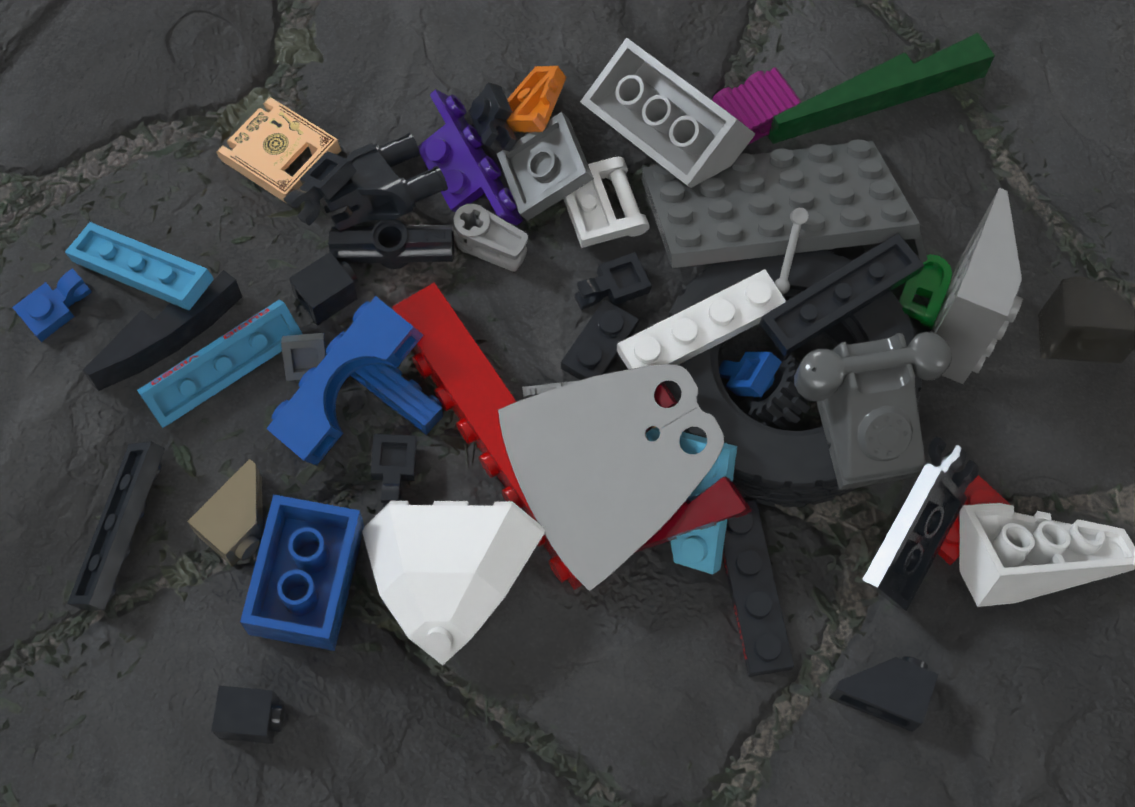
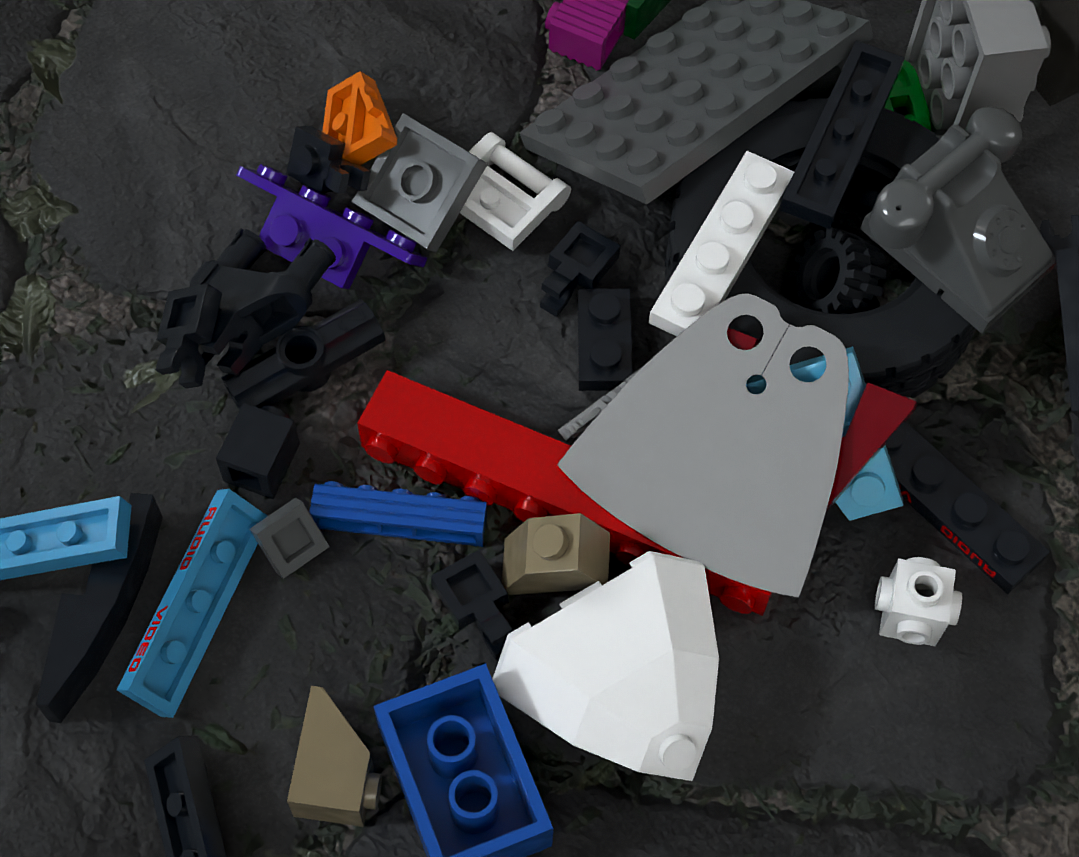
camera: 30 degrees left, 5 degrees down
(272, 143) = (84, 327): light nougat container -> none
(309, 418) = (370, 461): blue arch -> none
(459, 470) = (555, 555): none -> dark tan slope
(489, 237) = (409, 291): light grey piece -> none
(666, 116) = (515, 58): light grey slope -> none
(671, 657) = (918, 601): none -> white brick
(751, 375) = (801, 269): blue plate -> none
(798, 217) = (747, 77): light grey hinge -> none

